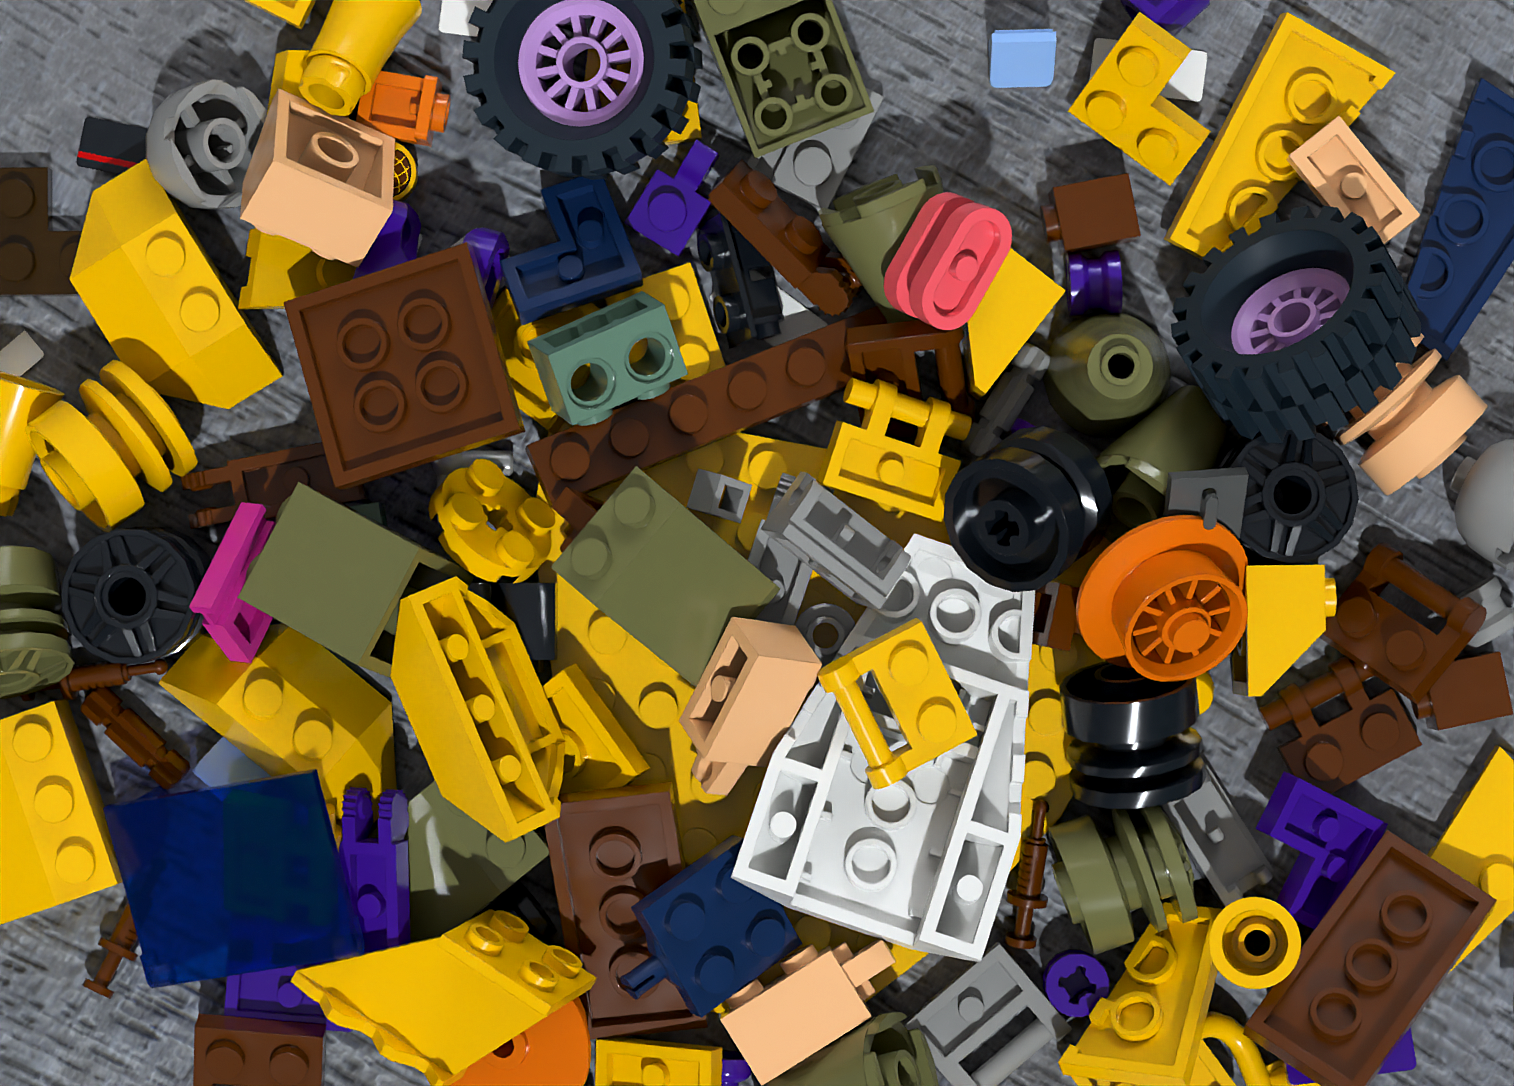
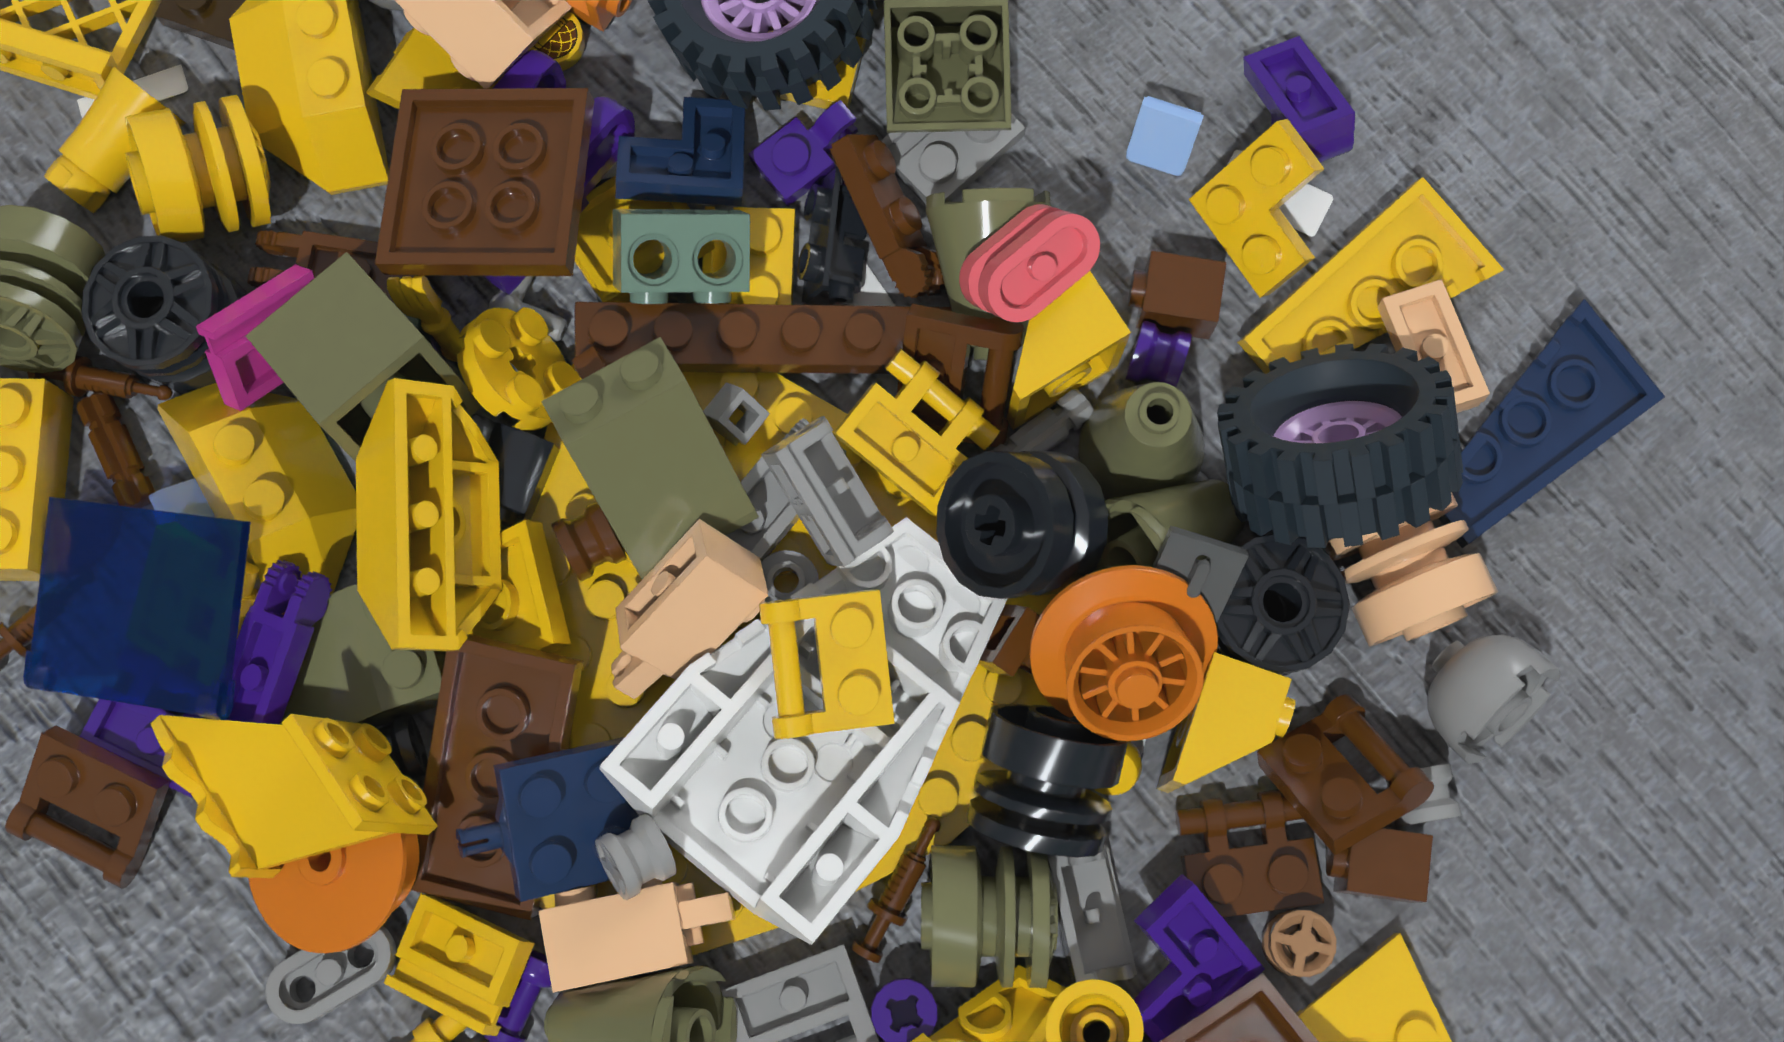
camera: 20 degrees right, 10 degrees down
(392, 502) = (418, 300): none -> yellow piece
(627, 665) = (588, 541): none -> reddish brown wheel
(791, 941) = (635, 856): none -> light grey wheel
(1423, 789) = (1312, 944): none -> medium nougat wheel

